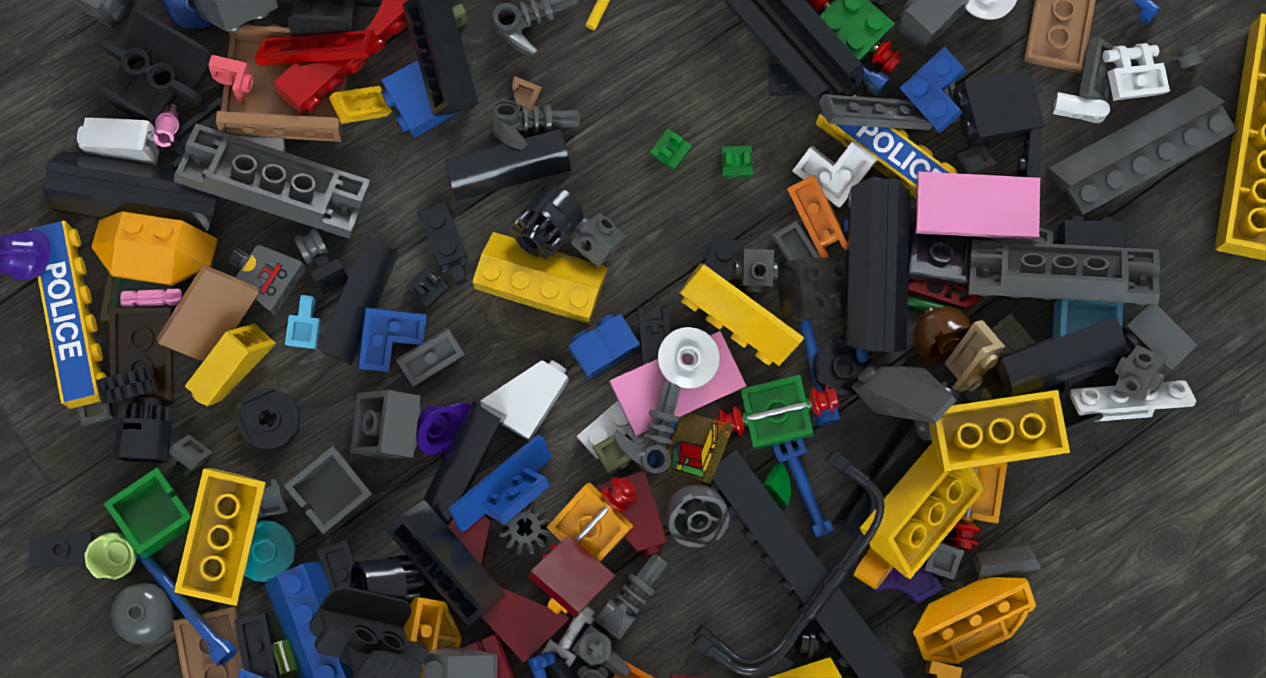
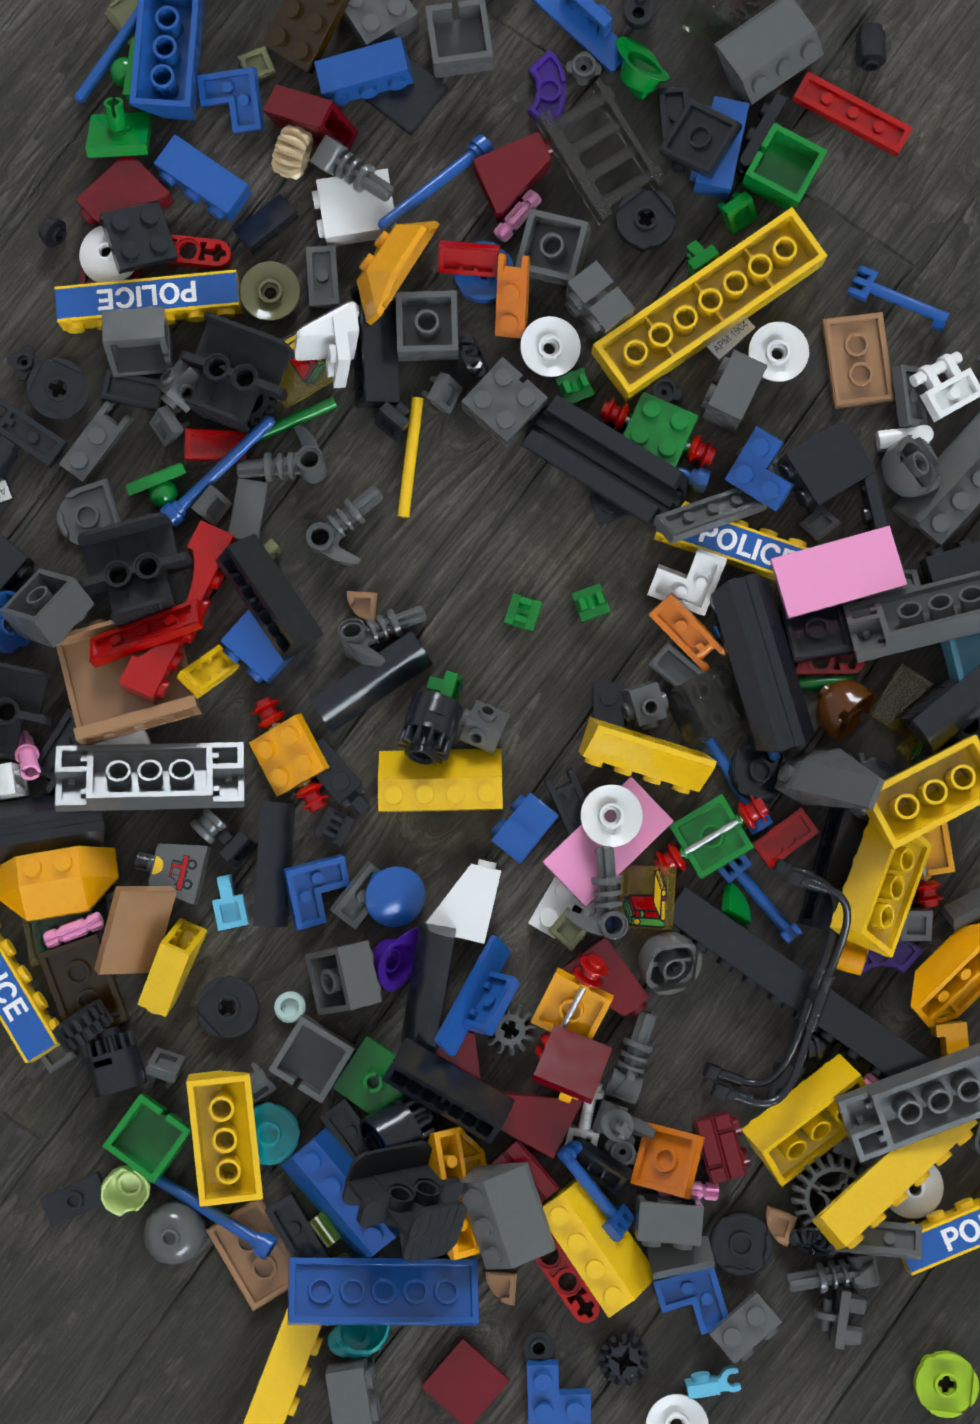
camera: 15 degrees left, 5 degrees up
(232, 71) = (70, 683): coral bracket -> none
(325, 437) = (290, 1006): none -> light aqua tile
(369, 529) = (363, 1076): none -> green tile
(408, 206) = (289, 754): none -> light orange plate
(460, 368) = (394, 896): none -> blue dish
(581, 190) = (448, 686): none -> green tile
(847, 437) = (785, 837): none -> red plate
(974, 356) = (882, 721): tan bracket -> none
(1077, 134) = (910, 467): none -> dark grey cylinder

